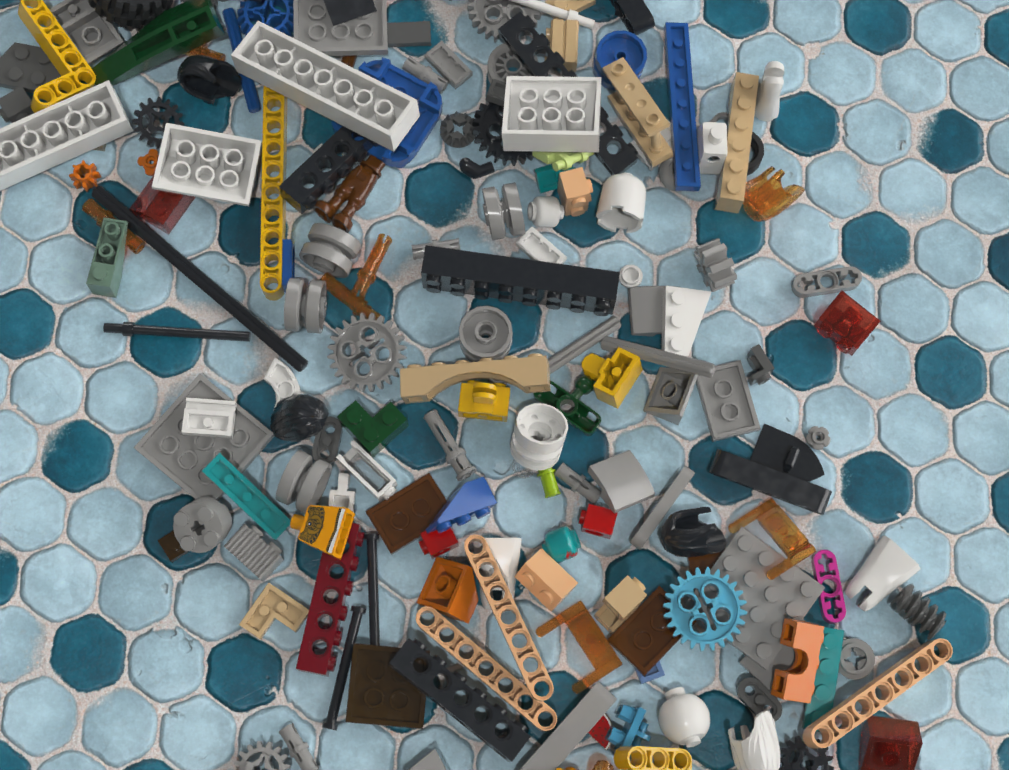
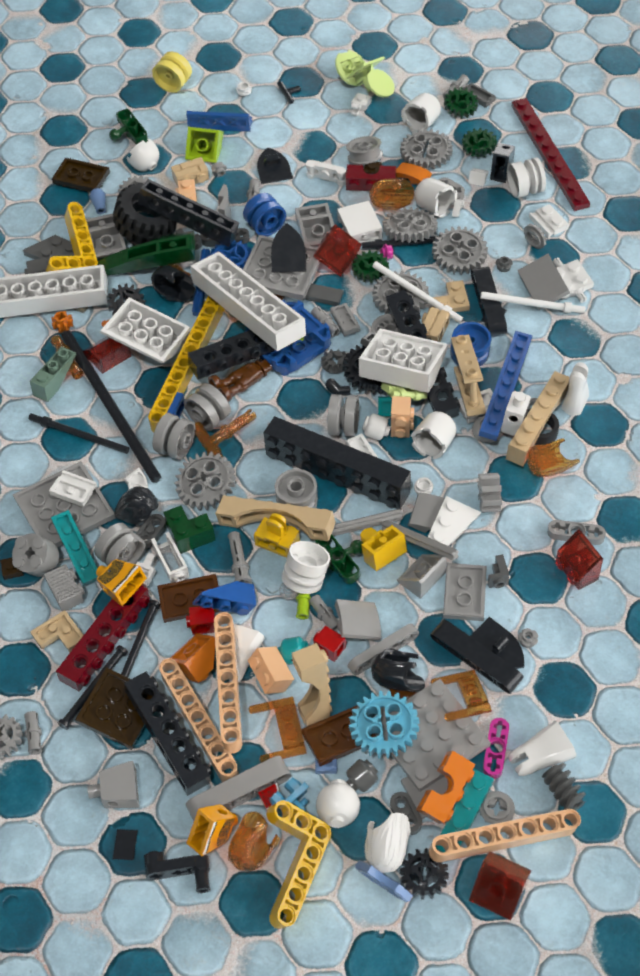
camera: 25 degrees right, 20 degrees down
(696, 673) = (361, 775): none -> dark grey head

